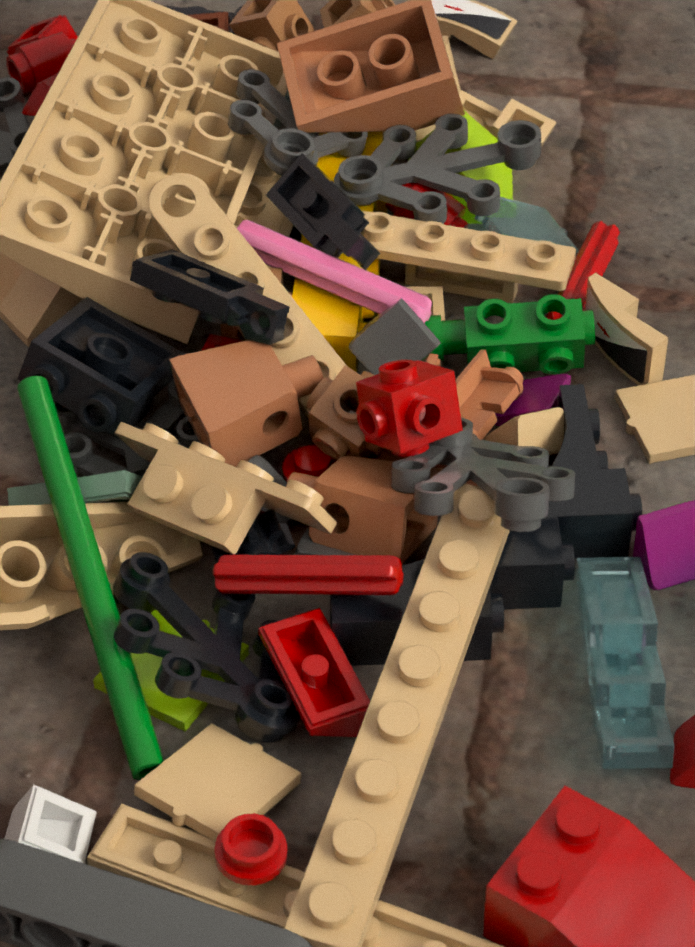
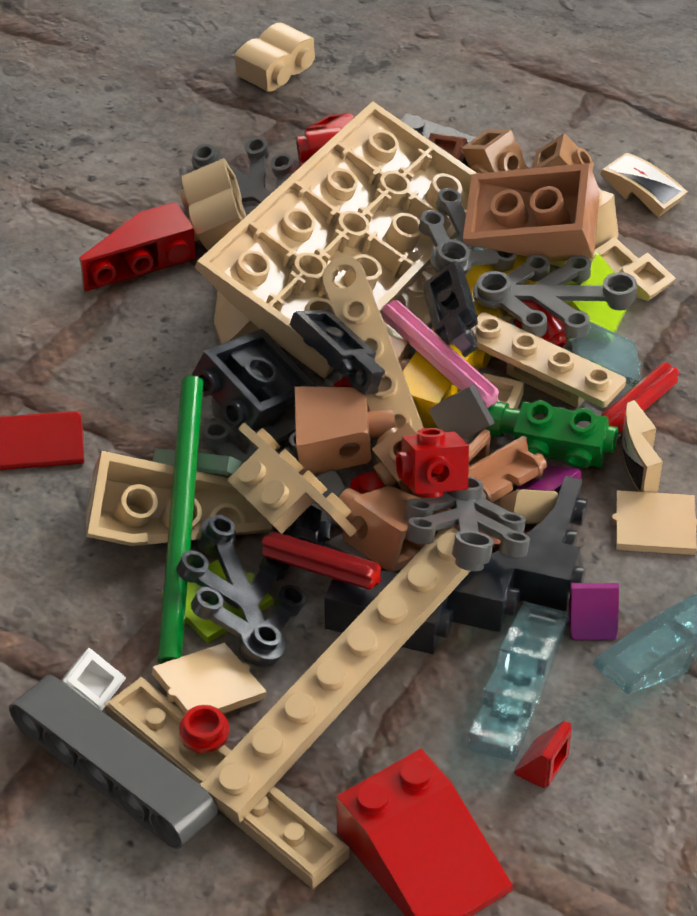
camera: 20 degrees right, 0 degrees up
(316, 674) = (300, 626): red slope -> none

